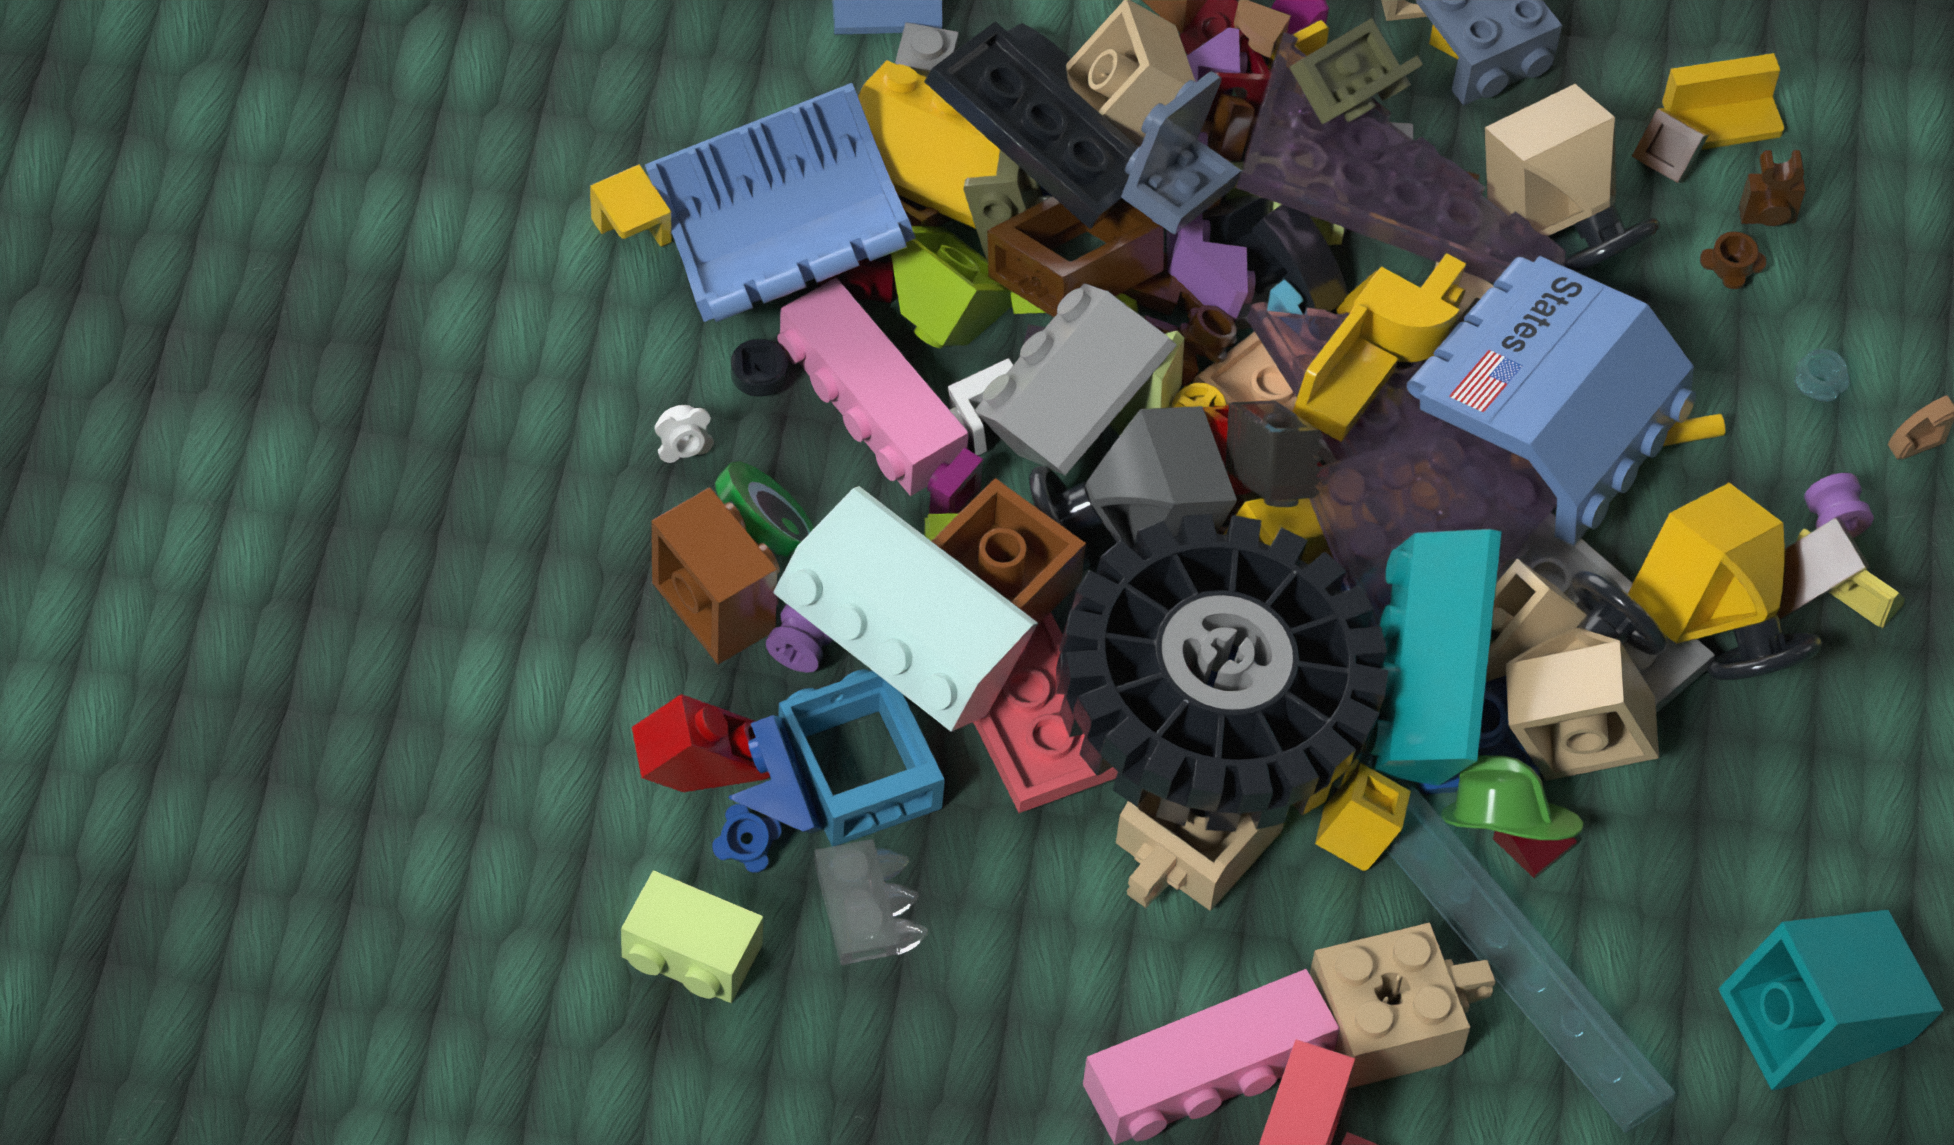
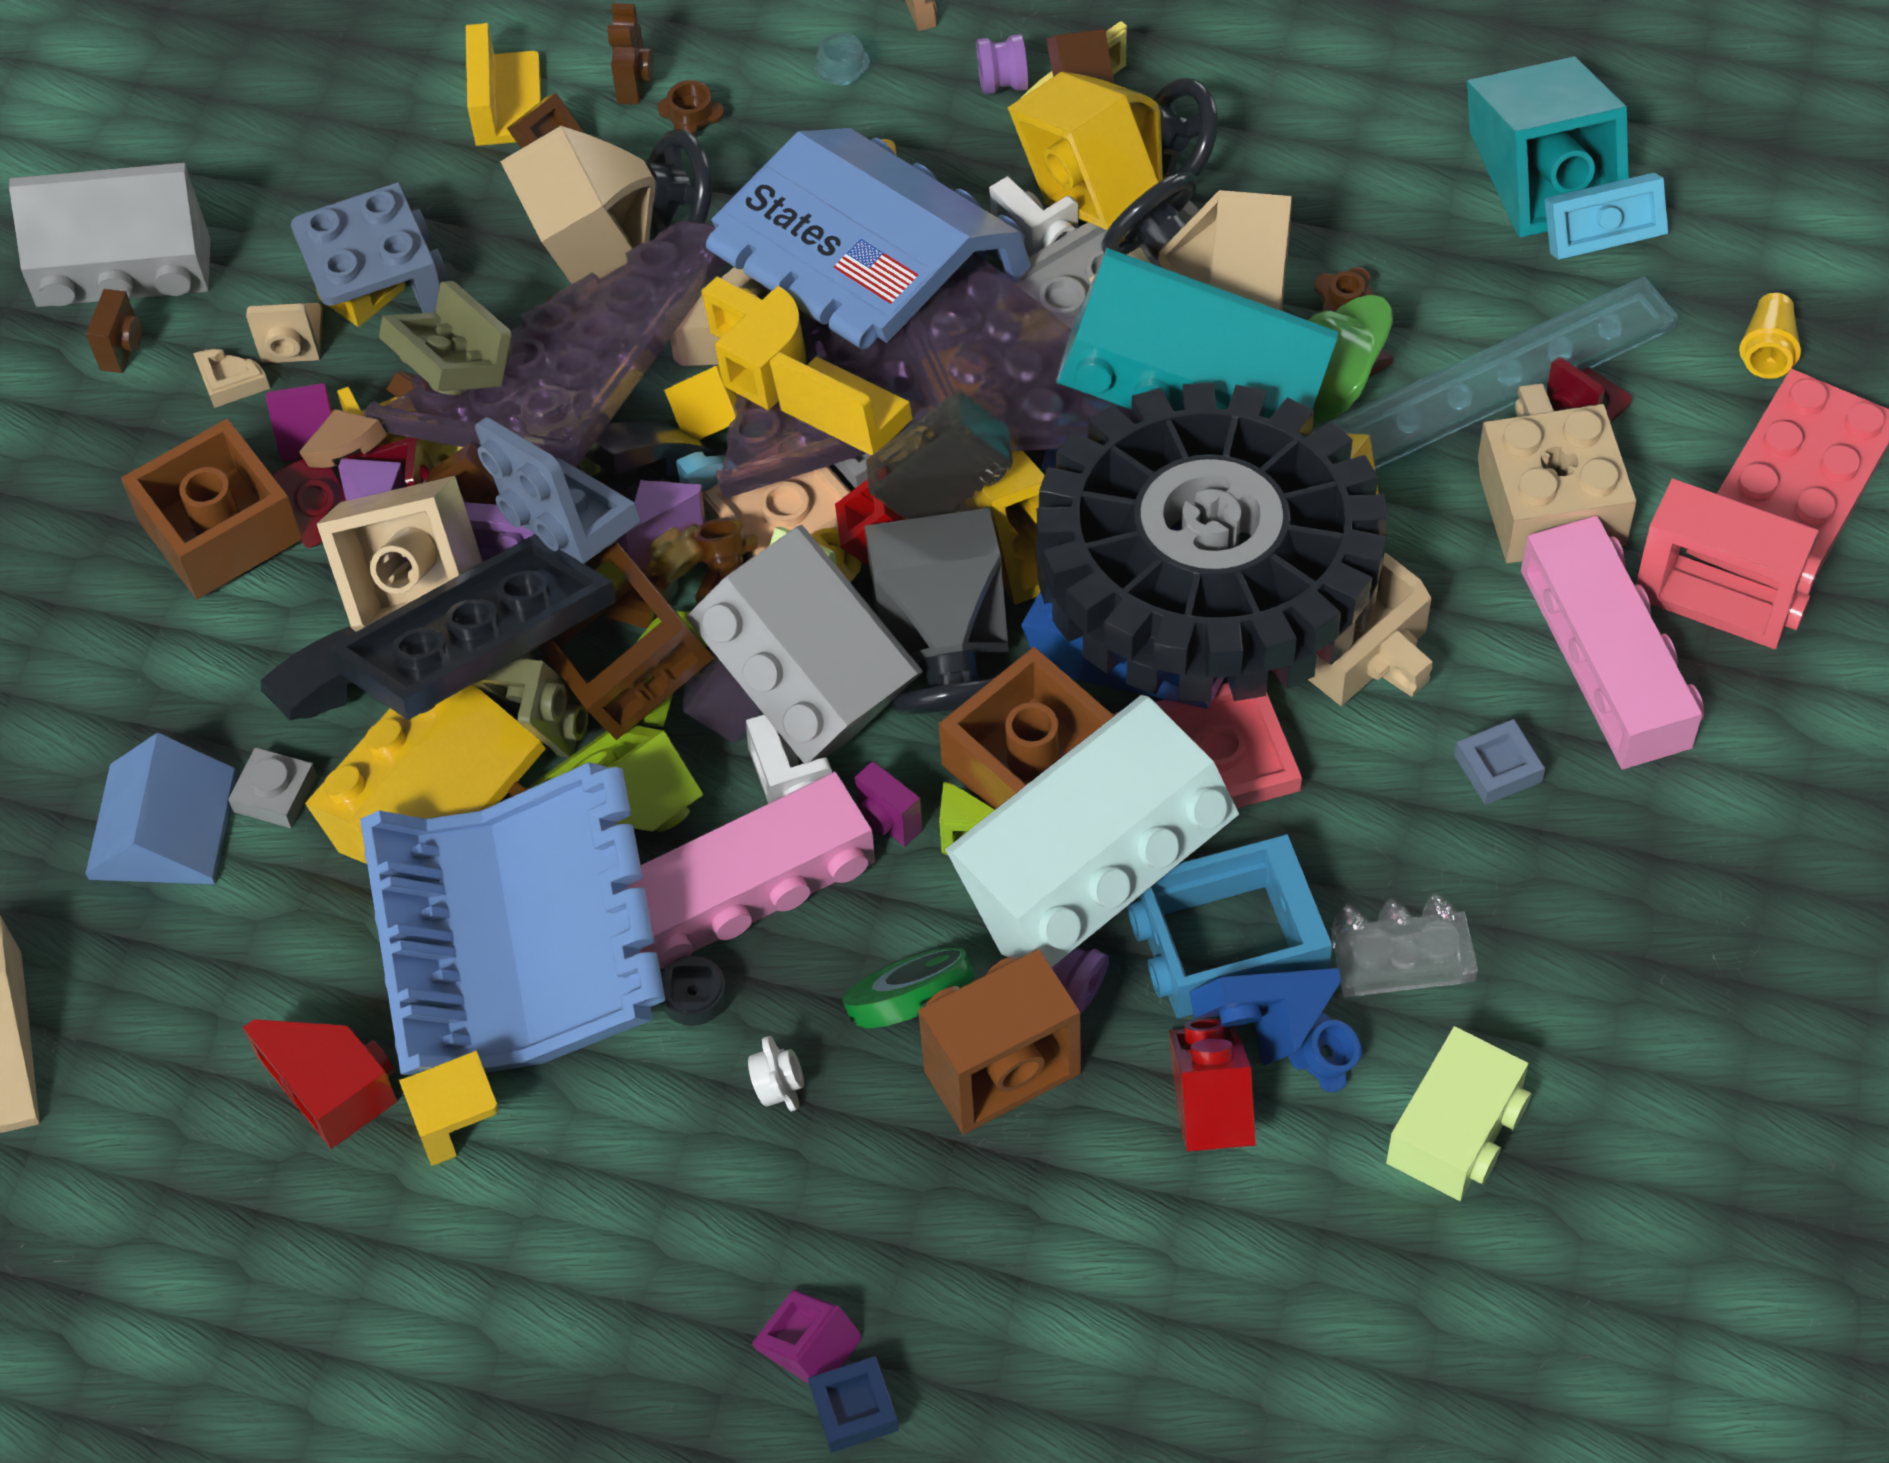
camera: 75 degrees left, 0 degrees up
(395, 516) = (853, 1404): none -> dark blue plate
(454, 486) = (807, 1336): none -> magenta slope
(647, 120) = (325, 1073): none -> red slope
(1064, 968) = (1499, 762): none -> sand blue plate
(1181, 289) = (674, 553): none -> clear yellow plate
(1496, 1027) = (1576, 388): none -> dark red bracket
(1602, 842) = (1342, 287): none -> reddish brown plate
(1635, 538) = (1024, 208): none -> white bracket
(1744, 1054) = (1606, 215): none -> medium azure plate

